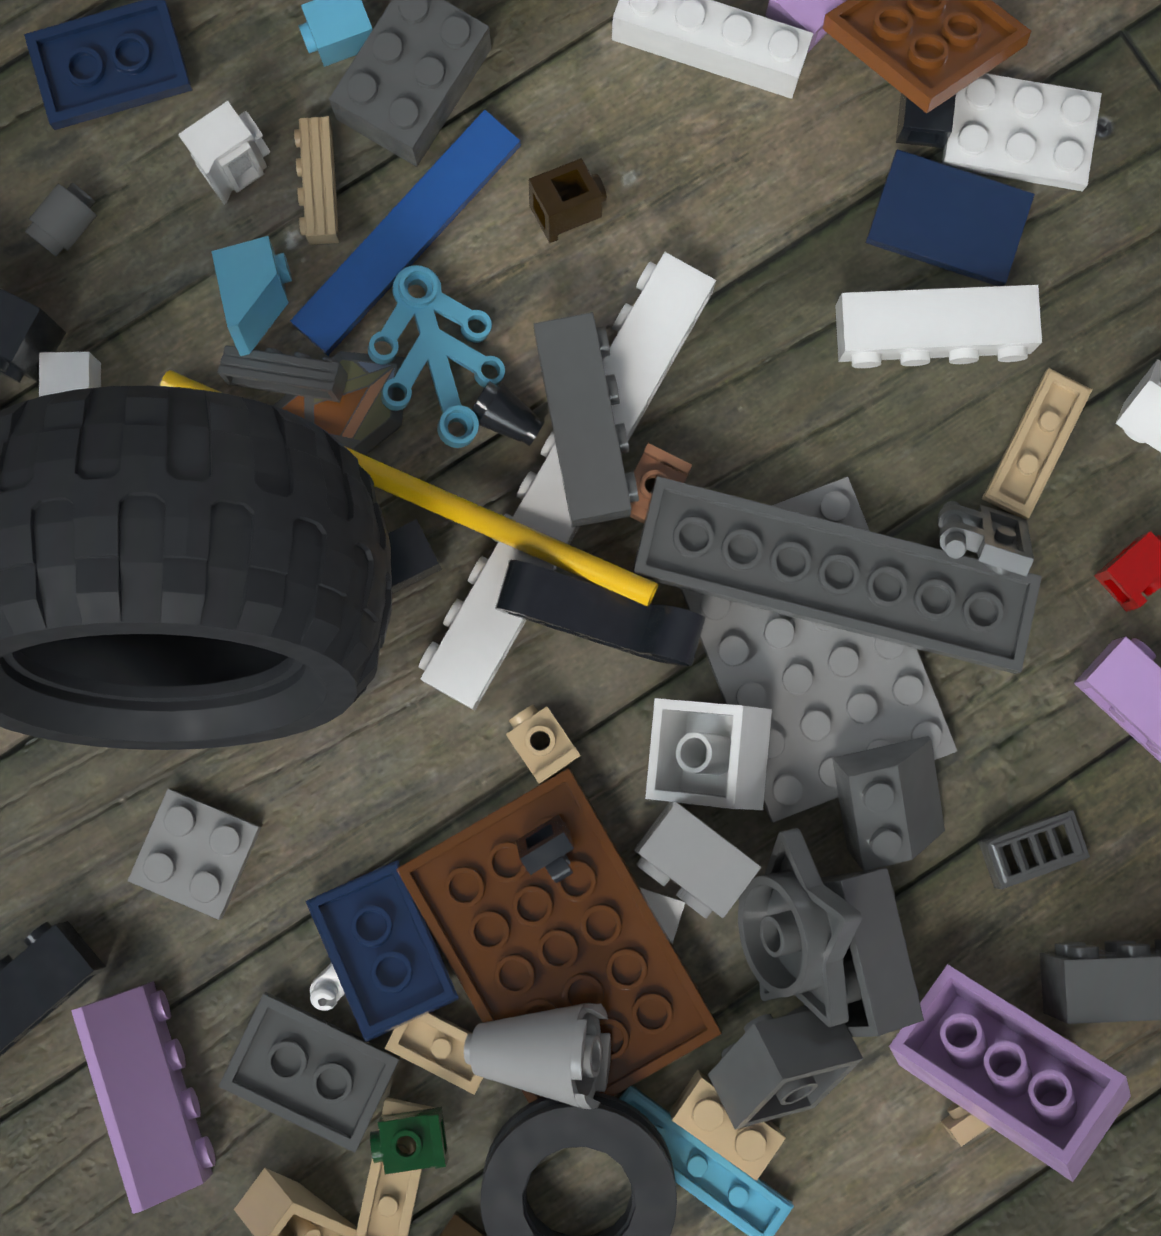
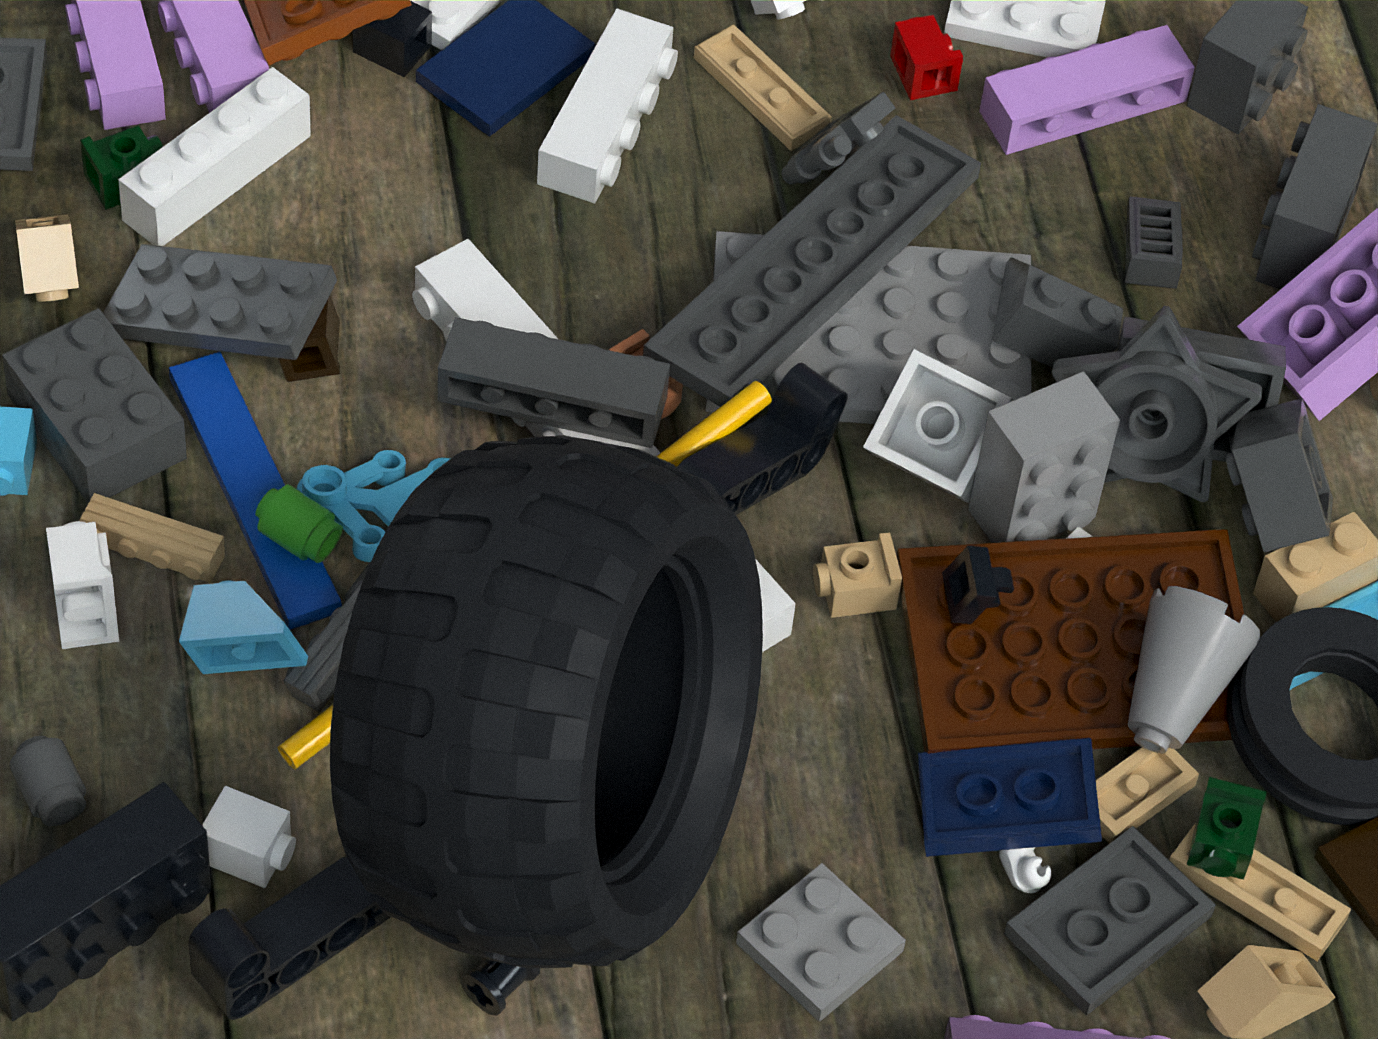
camera: 70 degrees left, 30 degrees down
(366, 285) = (298, 523): none -> bright green brick
(558, 115) = (220, 301): none -> dark grey plate

